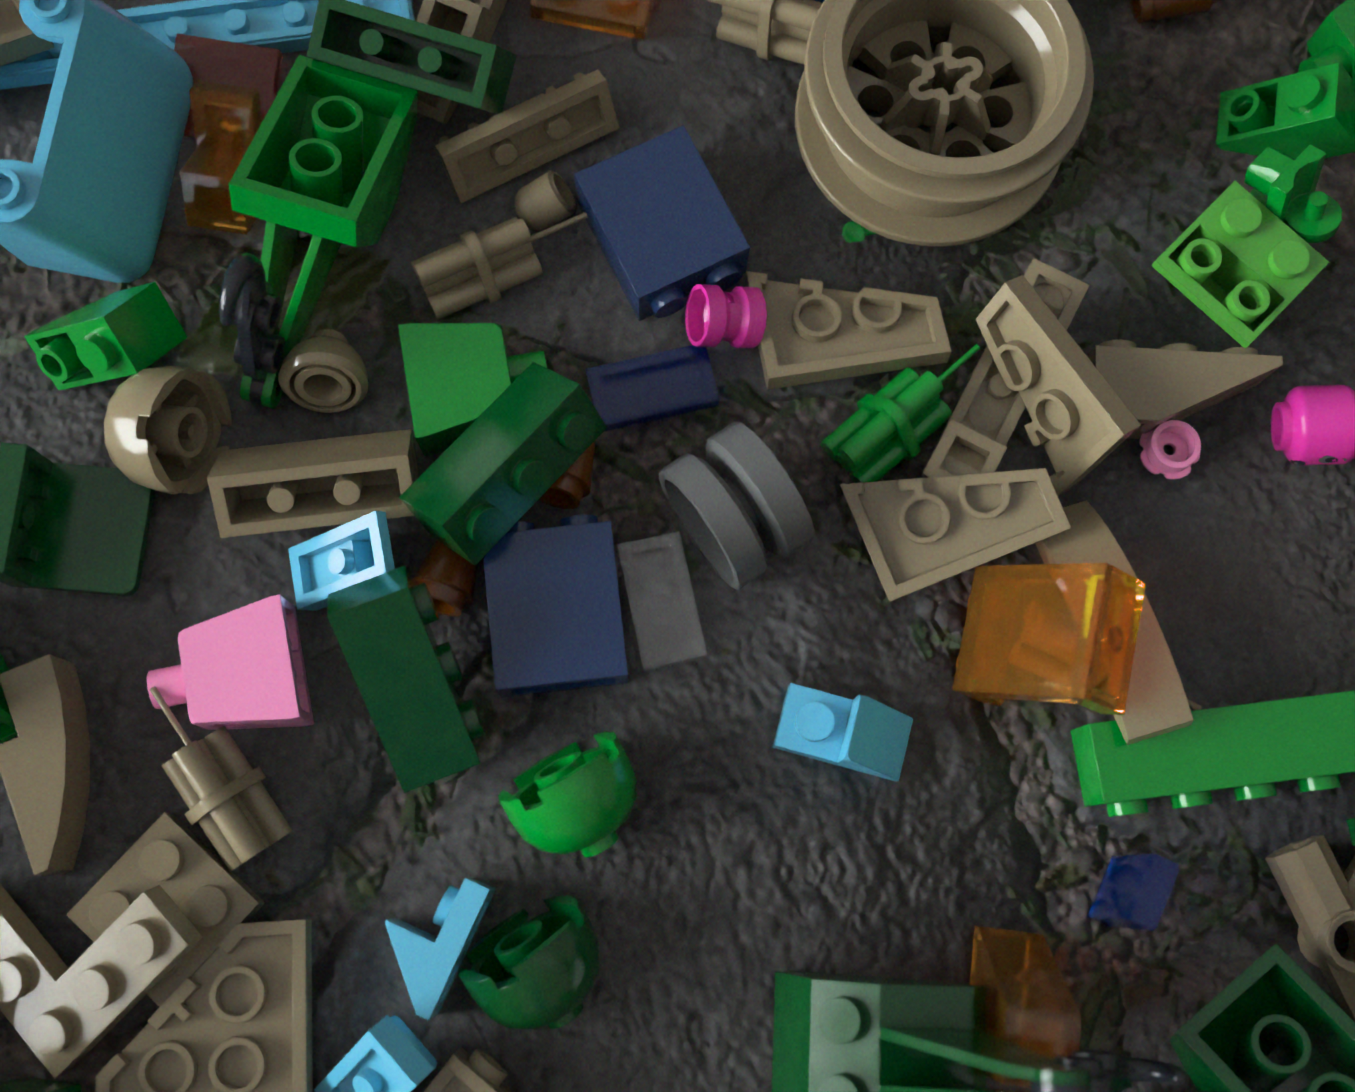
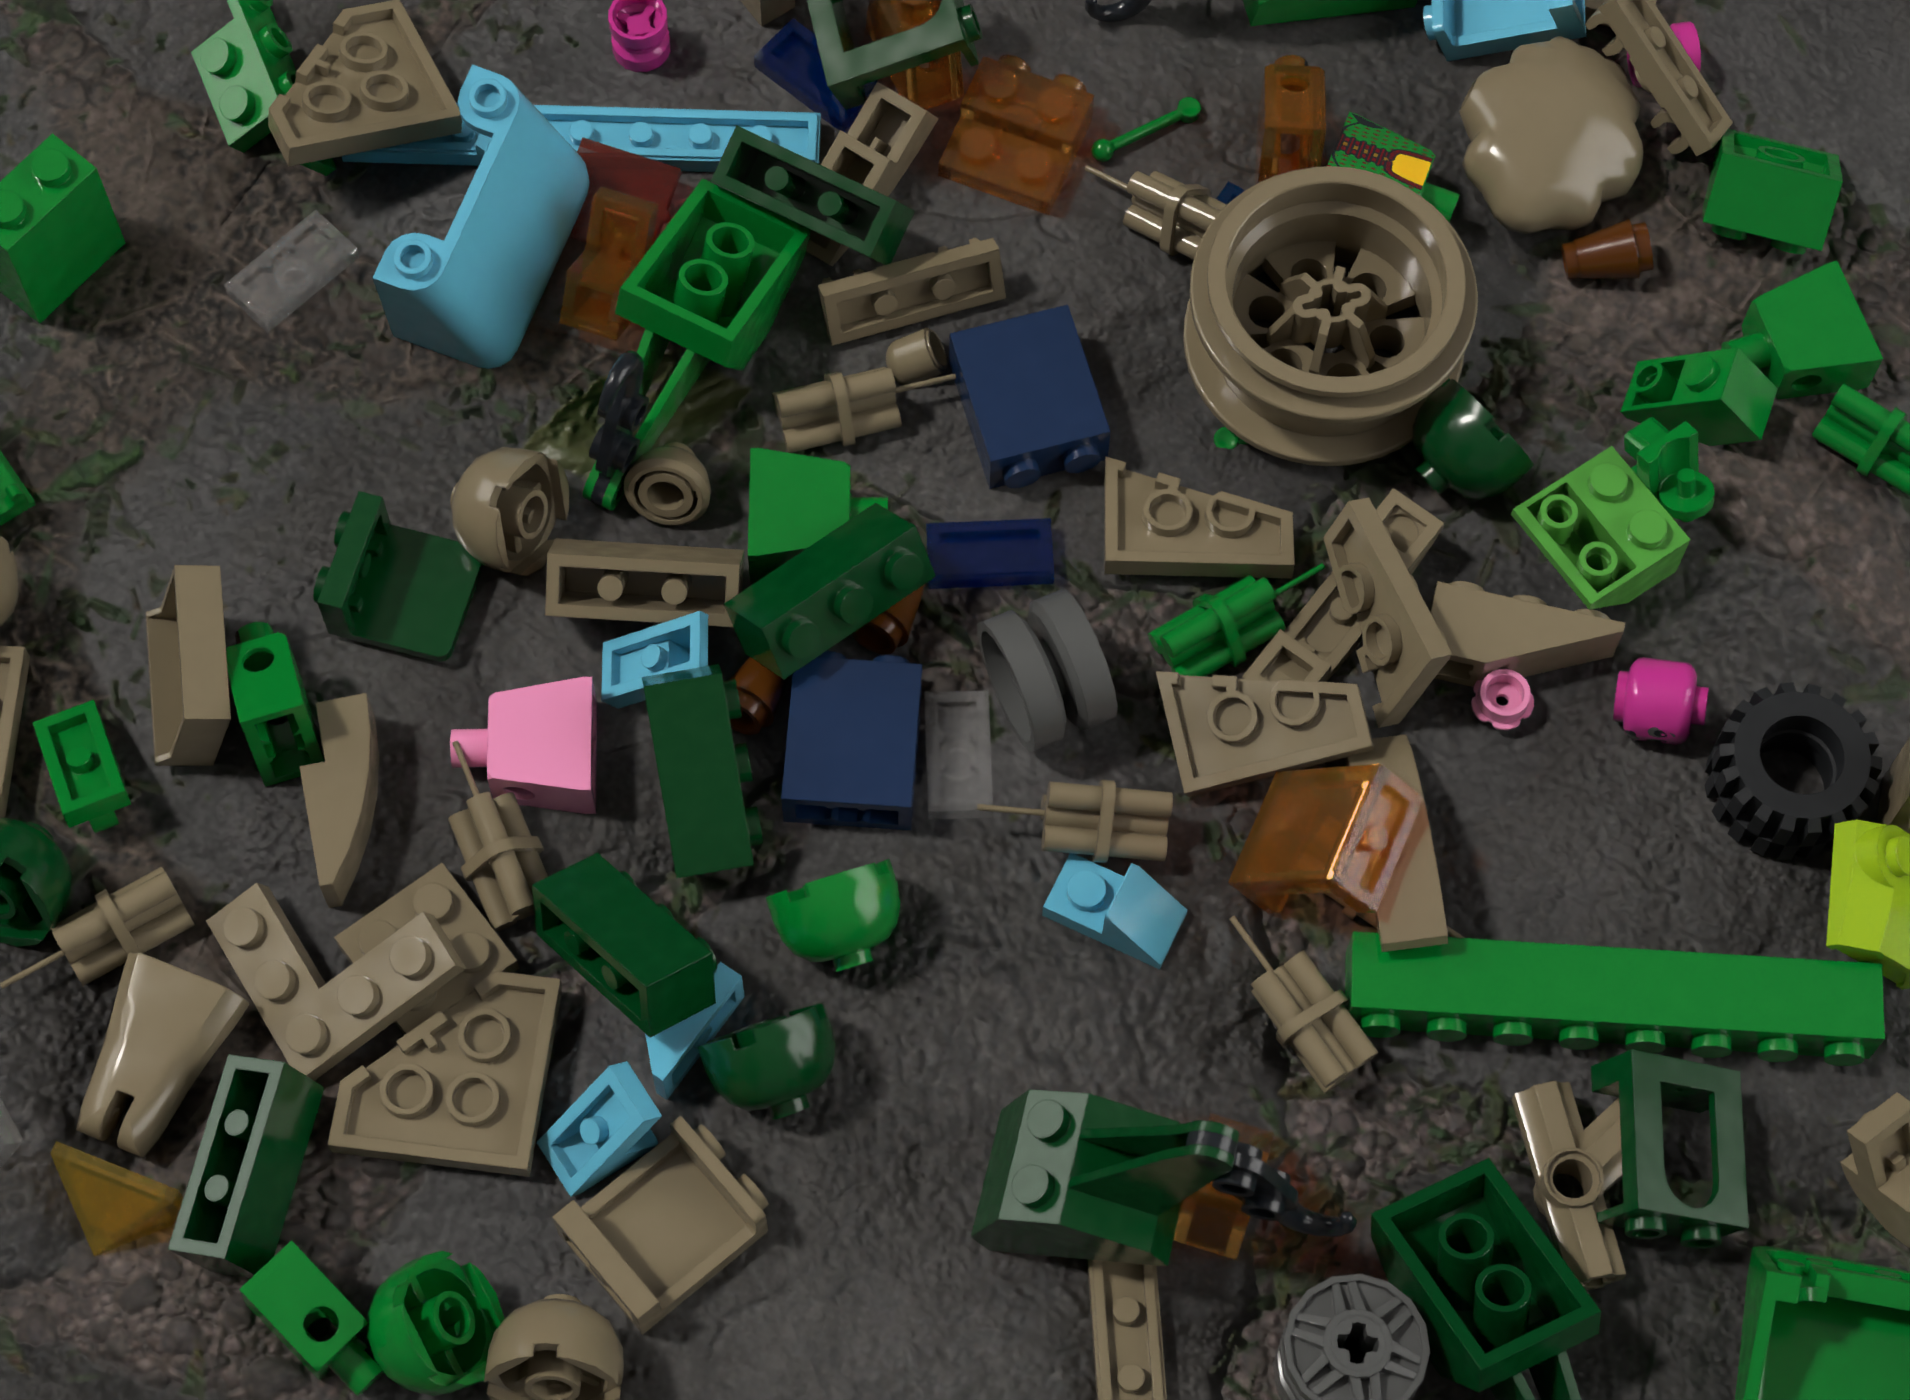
camera: 15 degrees right, 10 degrees down
(107, 338) = (465, 415): green slope -> none
(365, 882) = (625, 944): none -> dark green brick
(725, 316) = (1076, 495): dark pink wheel -> none
(816, 649) = (1101, 820): none -> dark tan piece
(1061, 817) = (1310, 1017): none -> dark tan piece
(1092, 204) = (1465, 446): none -> dark green cylinder
(1134, 891) = (1361, 1090): clear blue tile -> none

